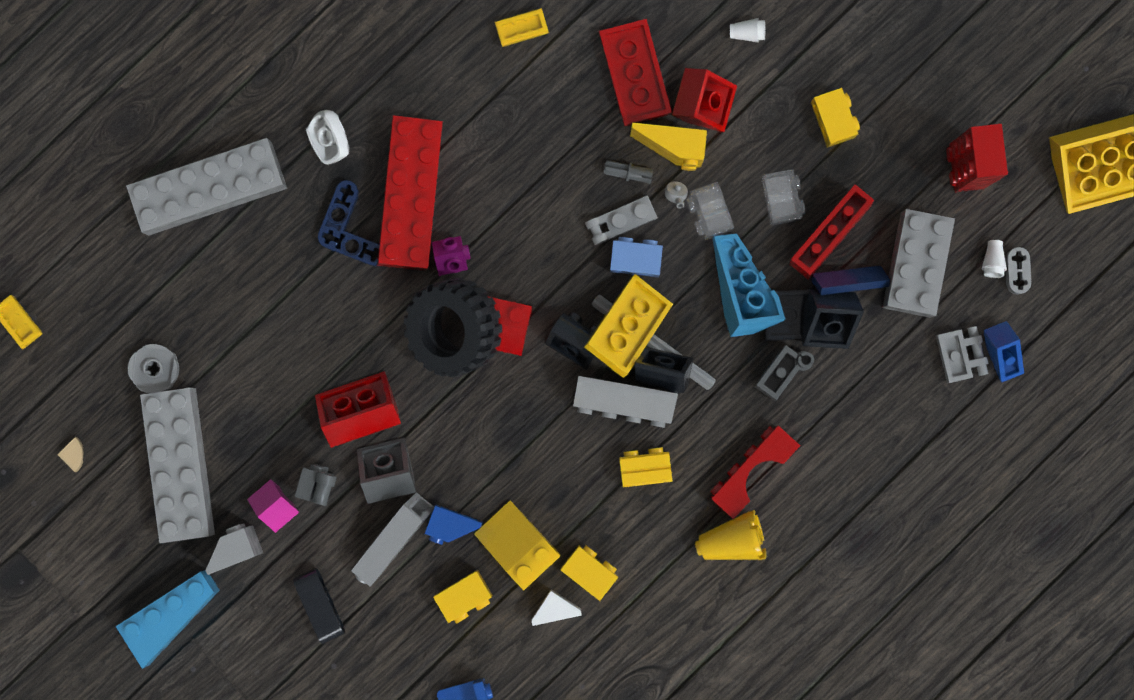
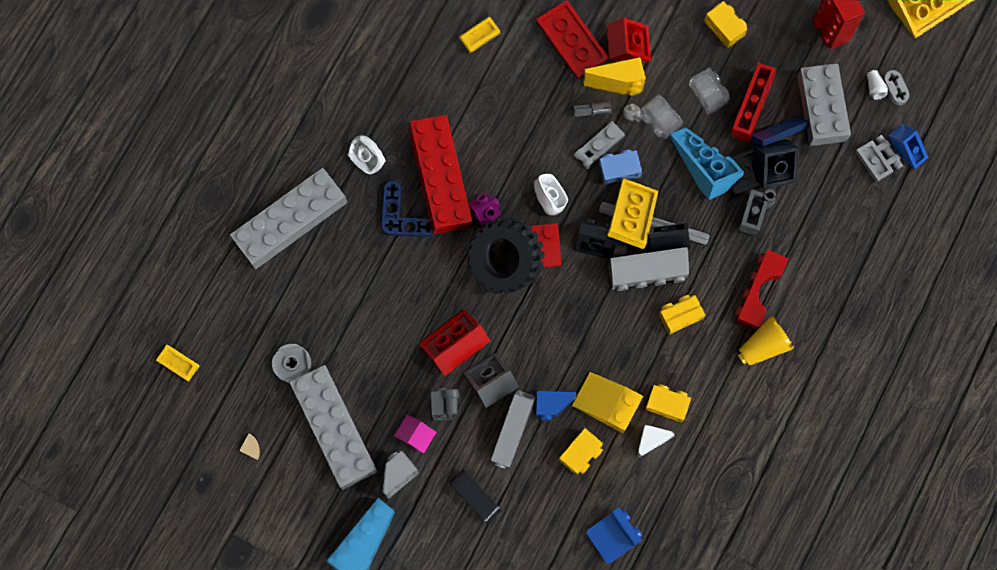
camera: 20 degrees left, 10 degrees down
(537, 264) = (550, 194): none -> white piece

